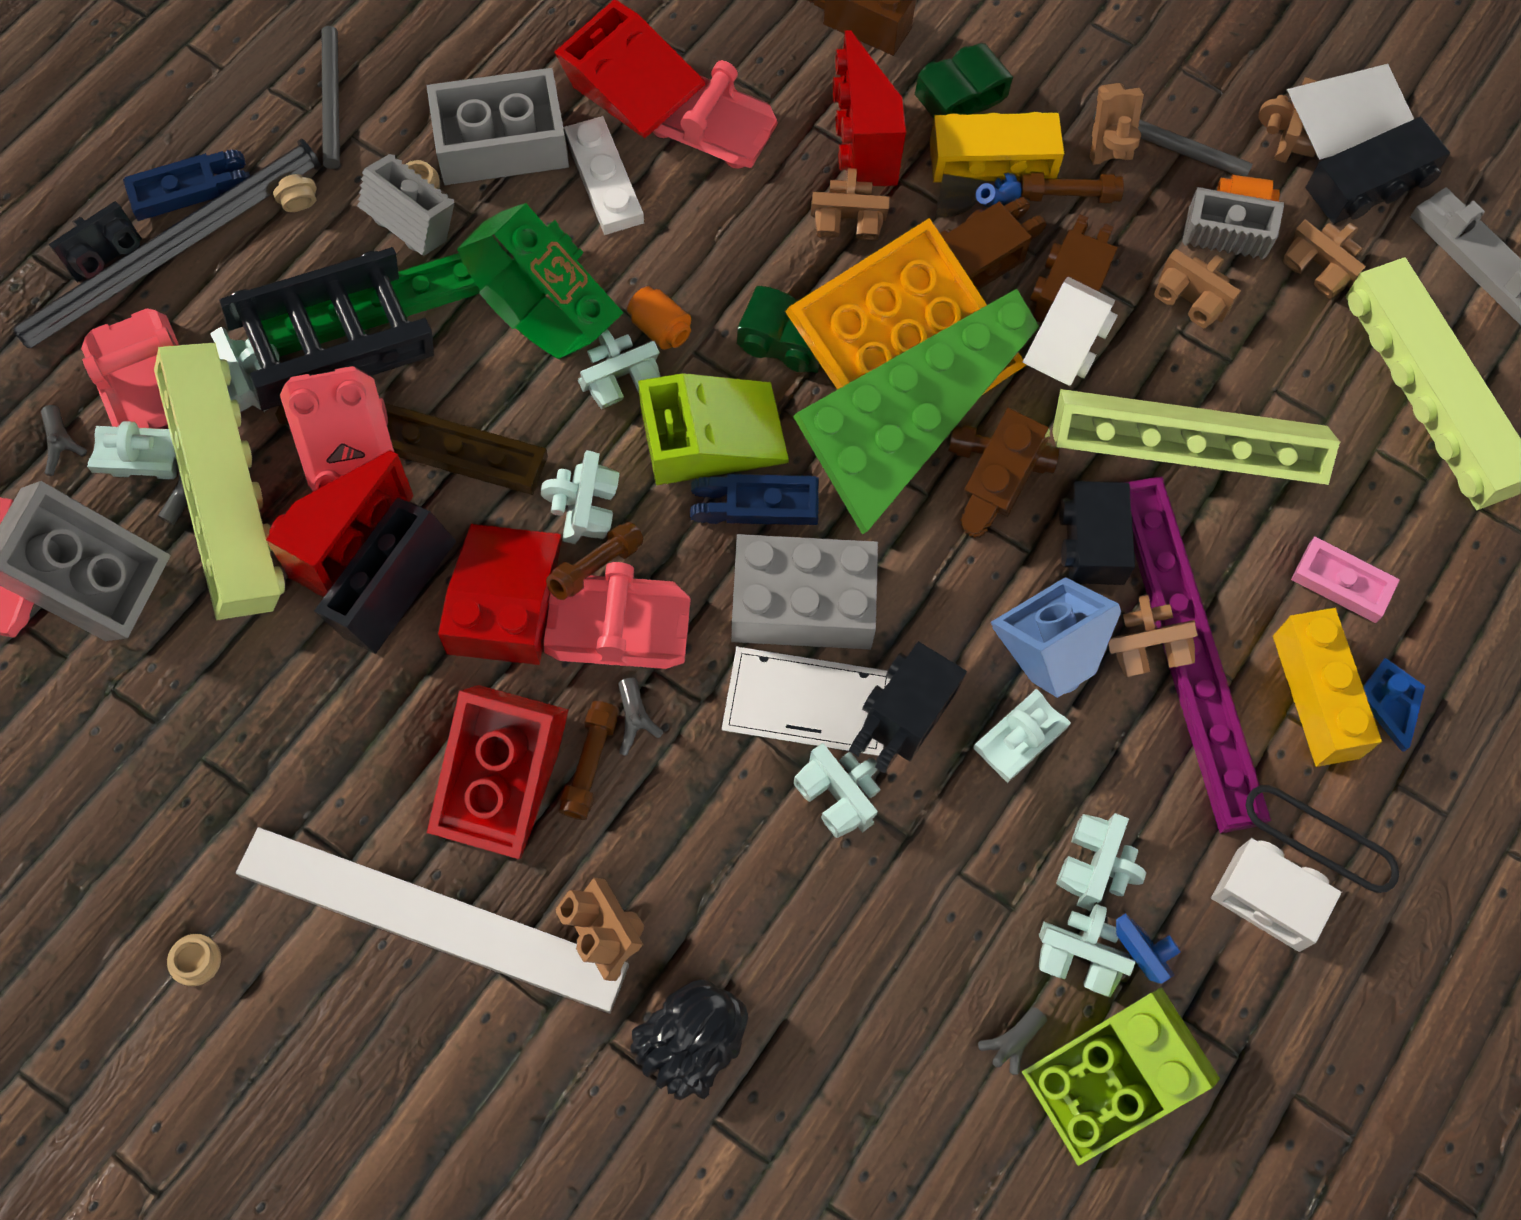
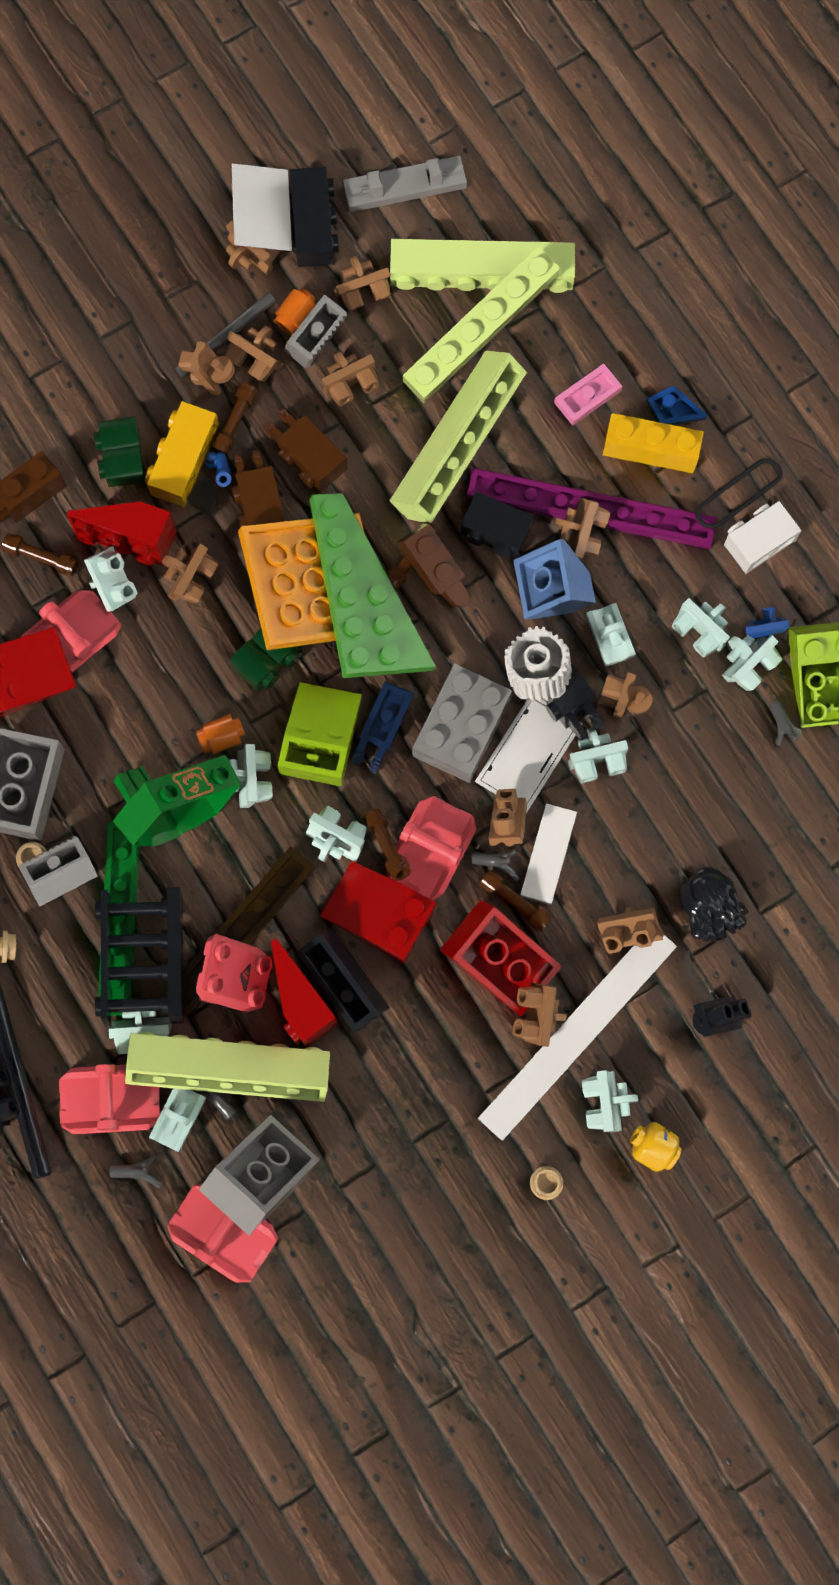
camera: 65 degrees left, 10 degrees up
(292, 1096) = (655, 1147): none -> yellow head
(339, 1003) = (609, 1115): none -> light aqua hips
(450, 841) = (541, 1014): none -> medium nougat hips
(522, 1115) = (720, 1016): none -> black hips
(603, 175) = (83, 727): white plate -> none
(673, 779) = (548, 854): none -> white tile
(692, 700) = (508, 818): none -> medium nougat hips
(796, 78) = (16, 545): none -> reddish brown bar
(798, 125) = (110, 578): none -> light aqua hips
(923, 640) = (538, 665): none -> white brick
(942, 785) = (622, 695): none -> medium nougat hips
(1069, 332) = (355, 475): white brick -> none
(1172, 170) = (241, 347): none -> medium nougat hips
(1361, 400) = (481, 324): none -> yellowish green brick

